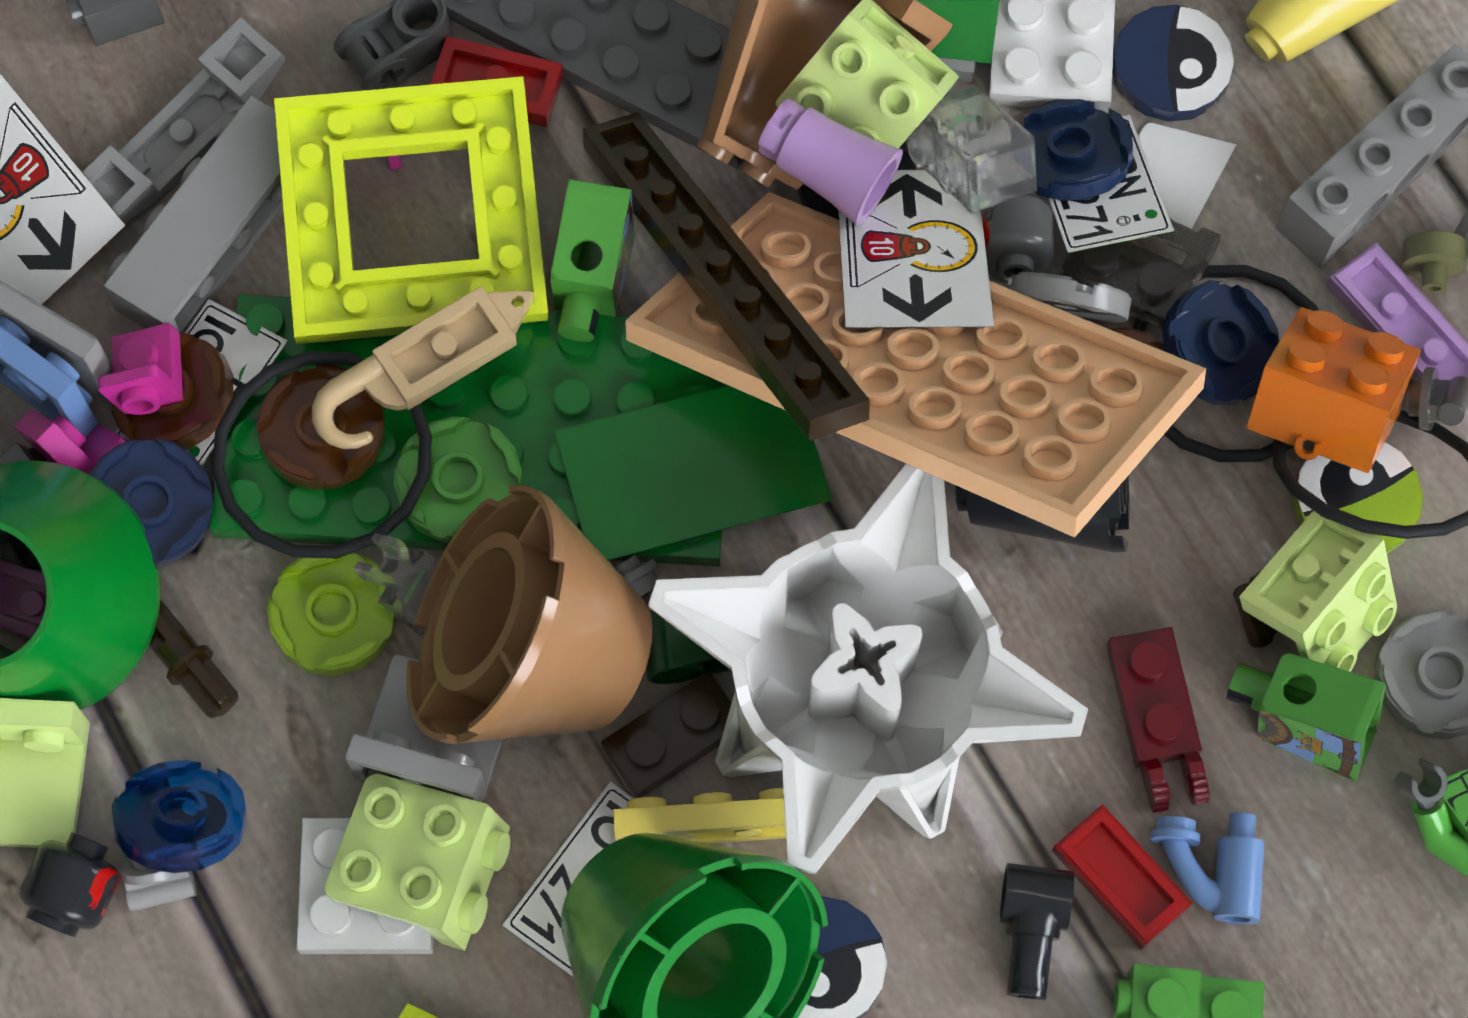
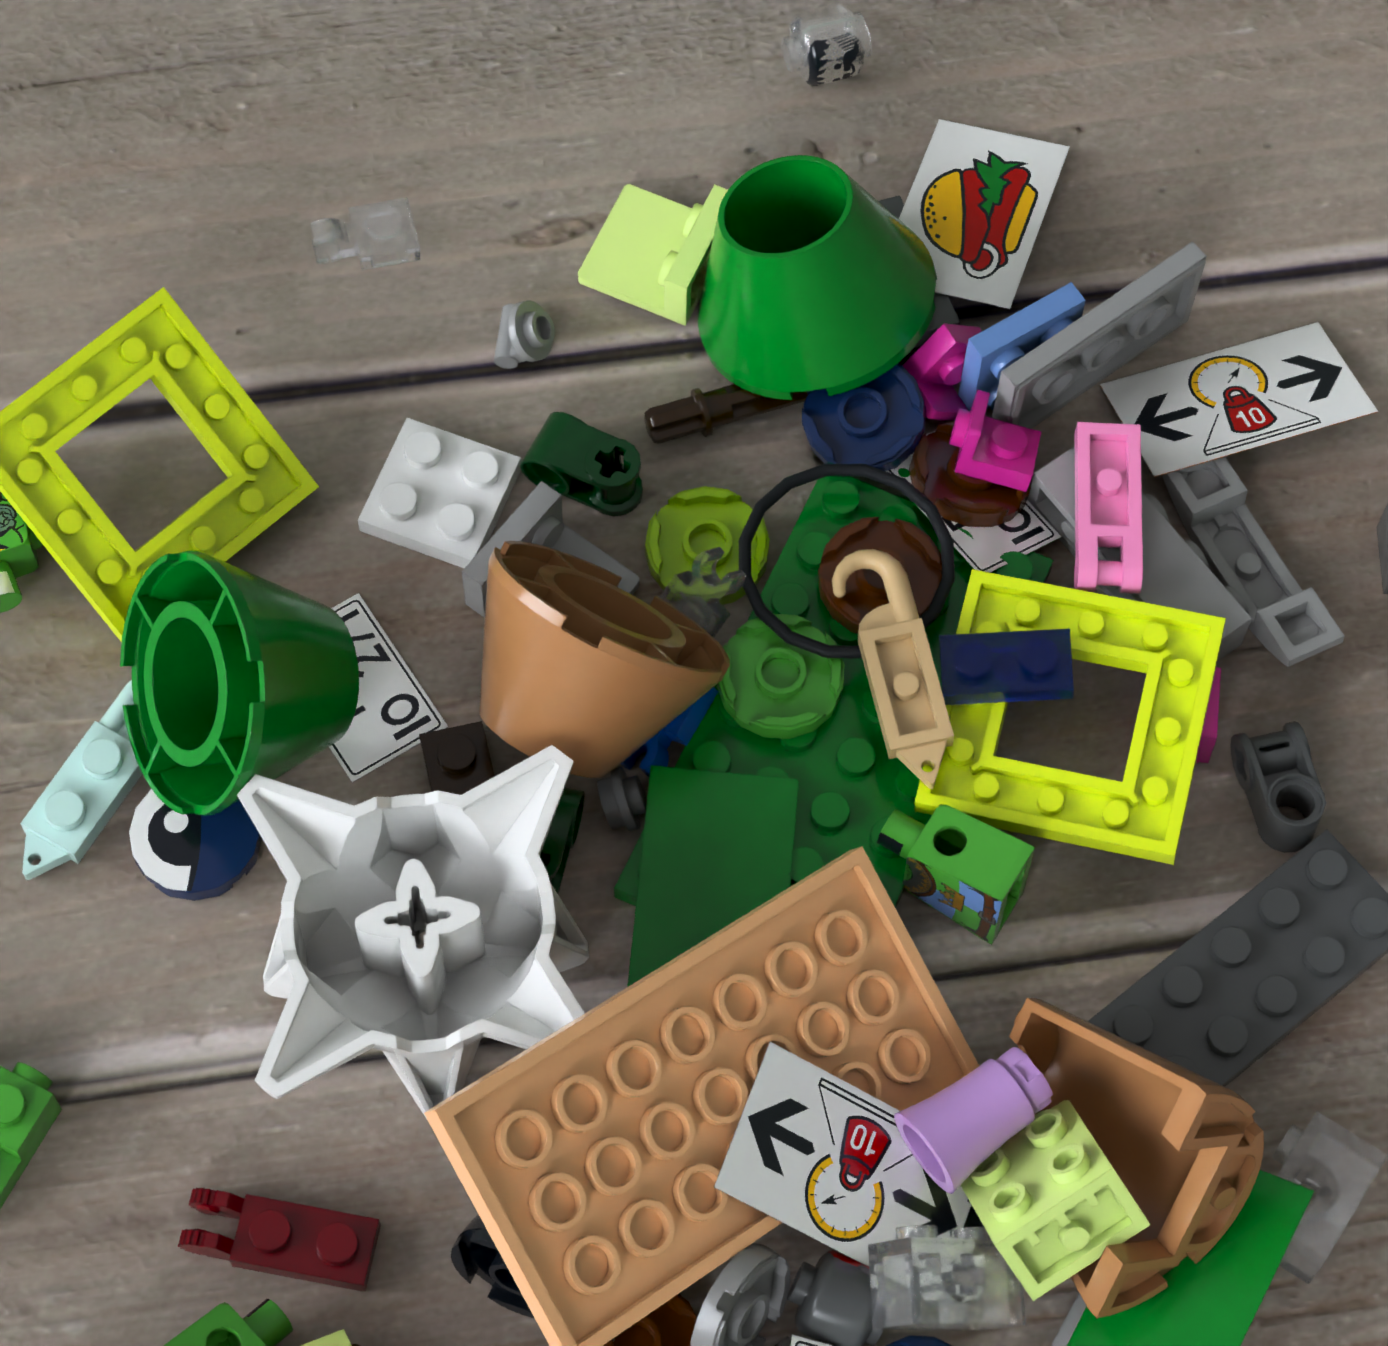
camera: 110 degrees right, 5 degrees down
(69, 884) = (539, 260): black head -> none
(179, 817) = (561, 357): clear blue tile -> none
(186, 237) = (1108, 506): none -> bright pink plate
(287, 762) = (585, 463): none -> dark green piece
(389, 267) = (1006, 666): none -> clear blue plate
(420, 858) = (428, 529): yellowish green bracket -> none
(472, 61) = (1205, 863): red plate -> none
(708, 820) = (382, 734): light yellow plate -> none
(728, 278) = (874, 951): dark brown plate -> none
(1035, 907) = (150, 1038): black pin -> none
(1121, 876) = (148, 1137): red tile -> none
(1239, 866) = (99, 1244): medium blue plant -> none

